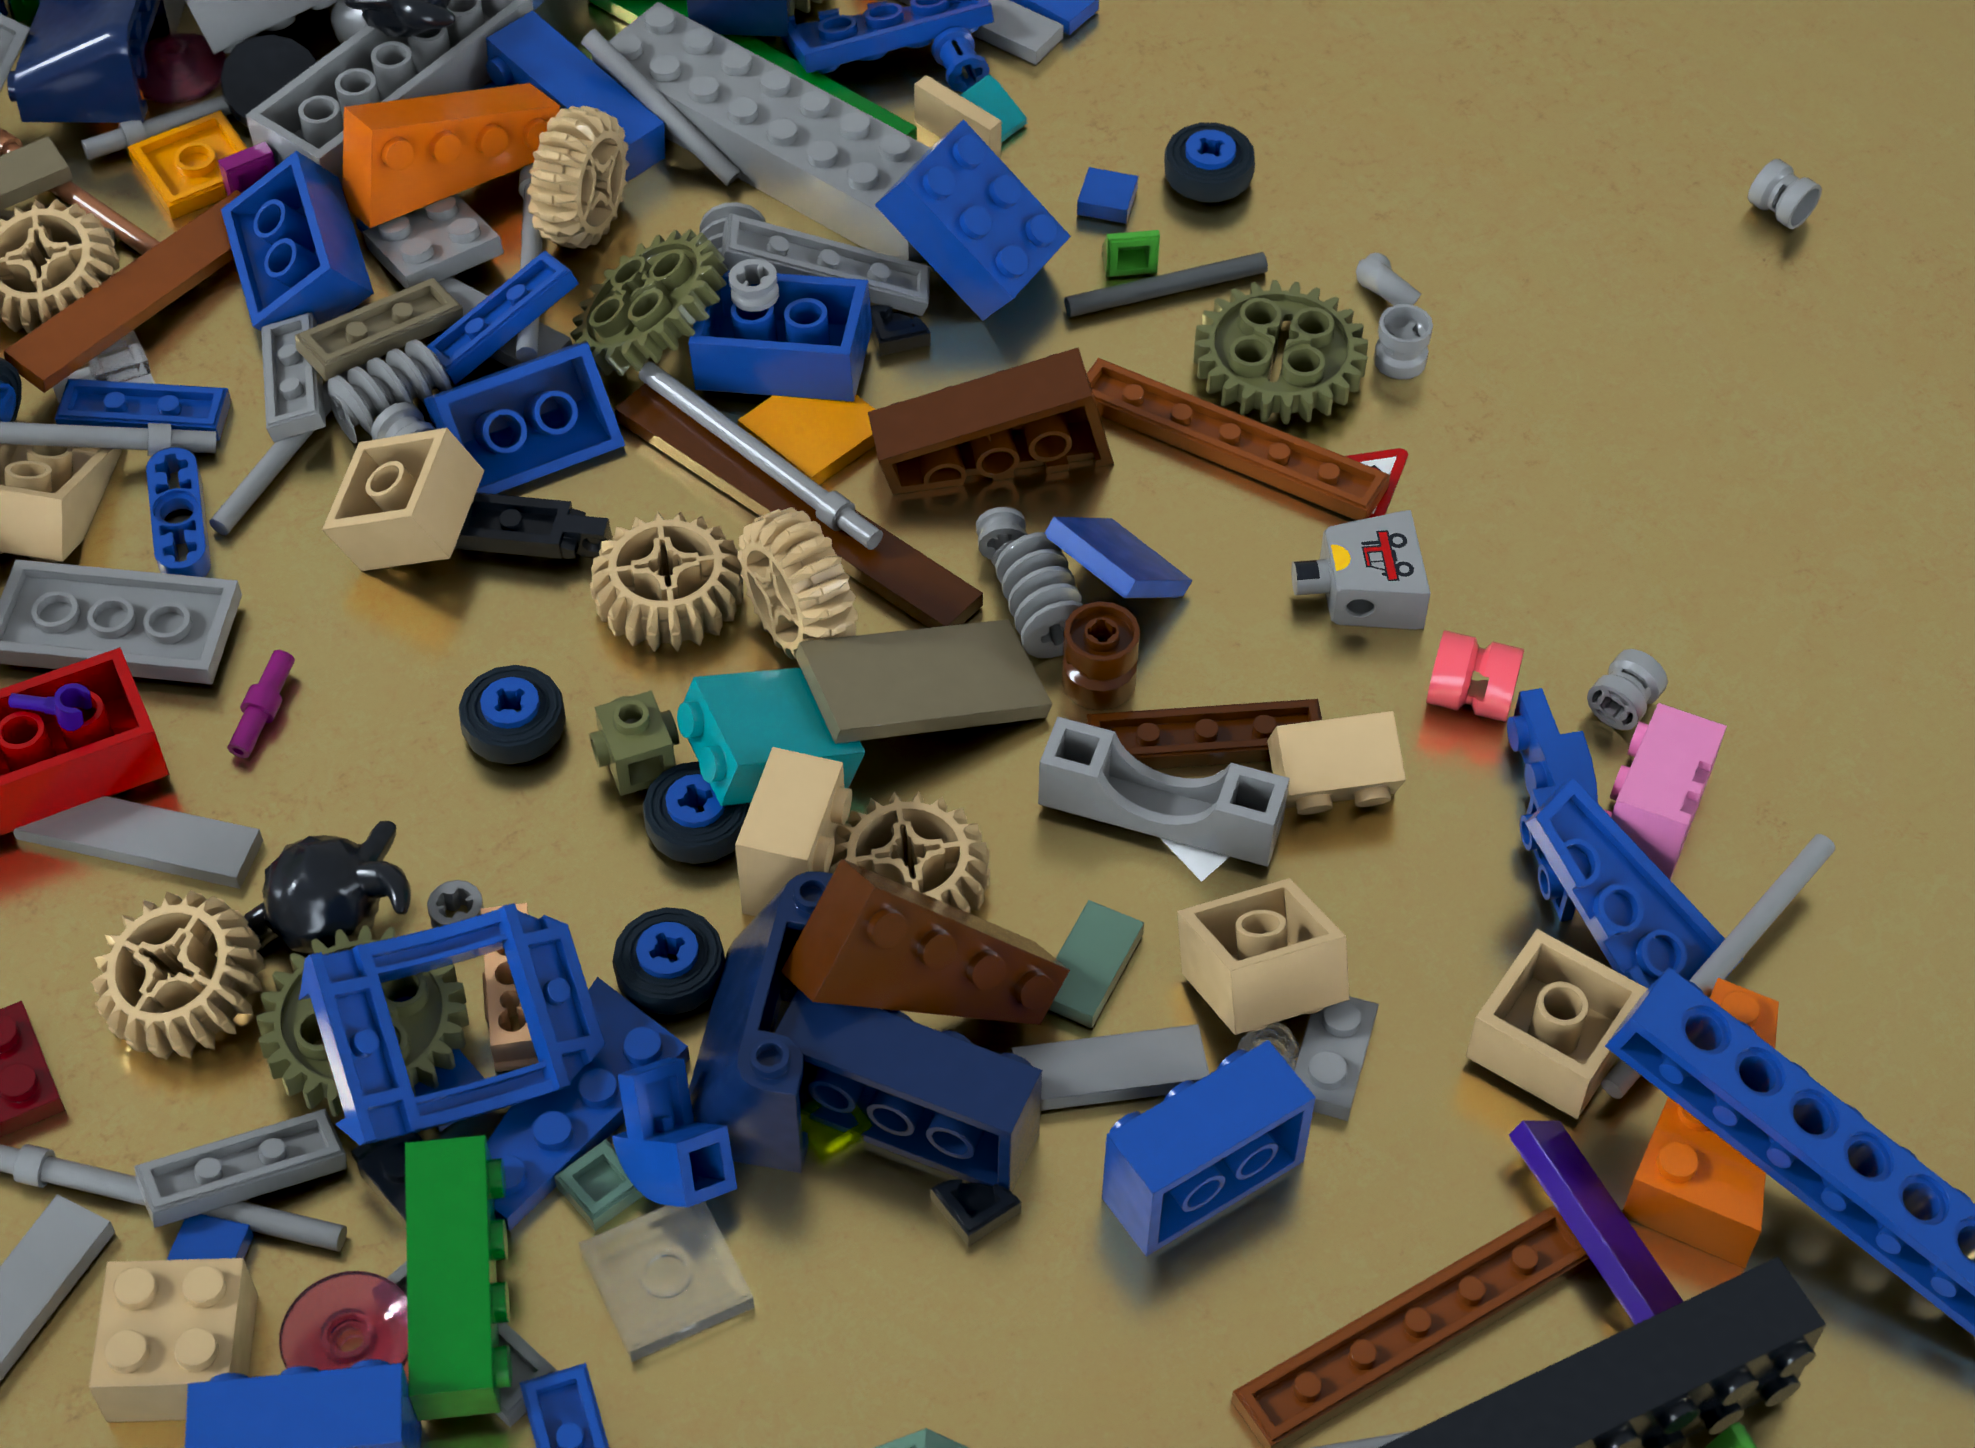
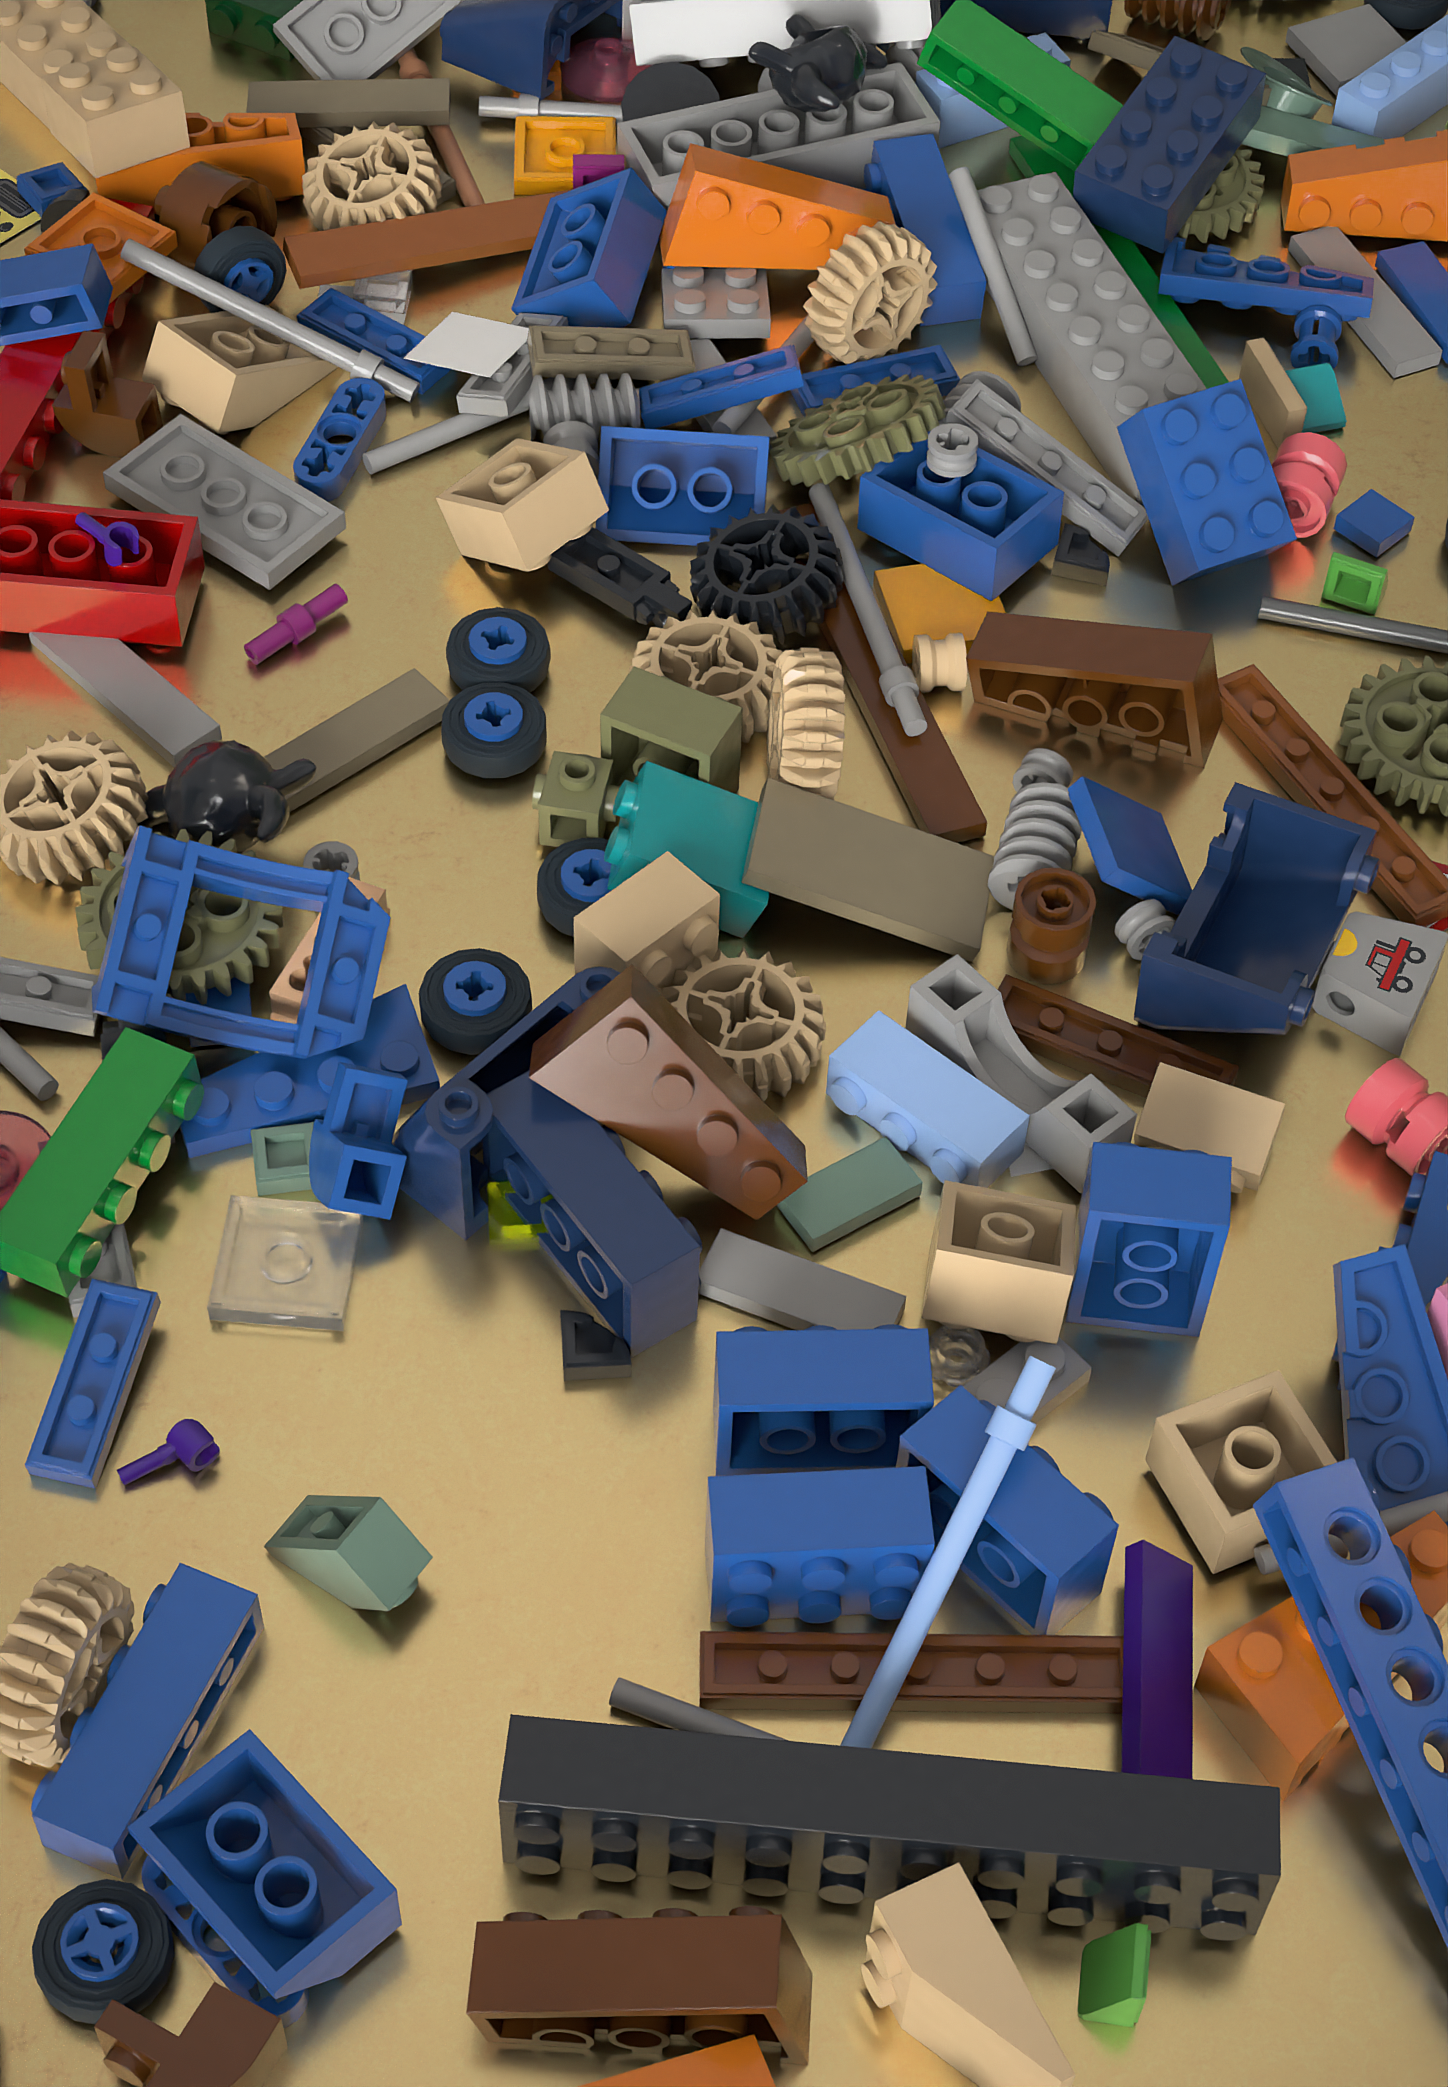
camera: 30 degrees right, 0 degrees up
(242, 375) = (470, 344): none -> white sticker
(394, 767) = (362, 733): none -> dark tan tile
(487, 639) = (498, 647): none -> black wheel
(631, 452) = (760, 561): none -> black gear
(639, 227) = (831, 382): none -> blue tile
(685, 639) = (672, 728): none -> olive brick
(851, 472) = (939, 662): none -> tan wheel
(1044, 174) = (1309, 477): none -> coral wheel
(1103, 856) = (925, 1103): none -> light blue brick
(1171, 621) = (1140, 923): none -> light grey bush
(1264, 571) = (1256, 920): none -> dark blue windscreen
(1287, 1267) = (816, 1544): none -> blue brick
(1378, 866) = (1149, 1238): none -> blue brick
(1406, 1088) = (1009, 1430): none -> light blue bar
(1409, 1159) = (1041, 1539): none -> blue brick

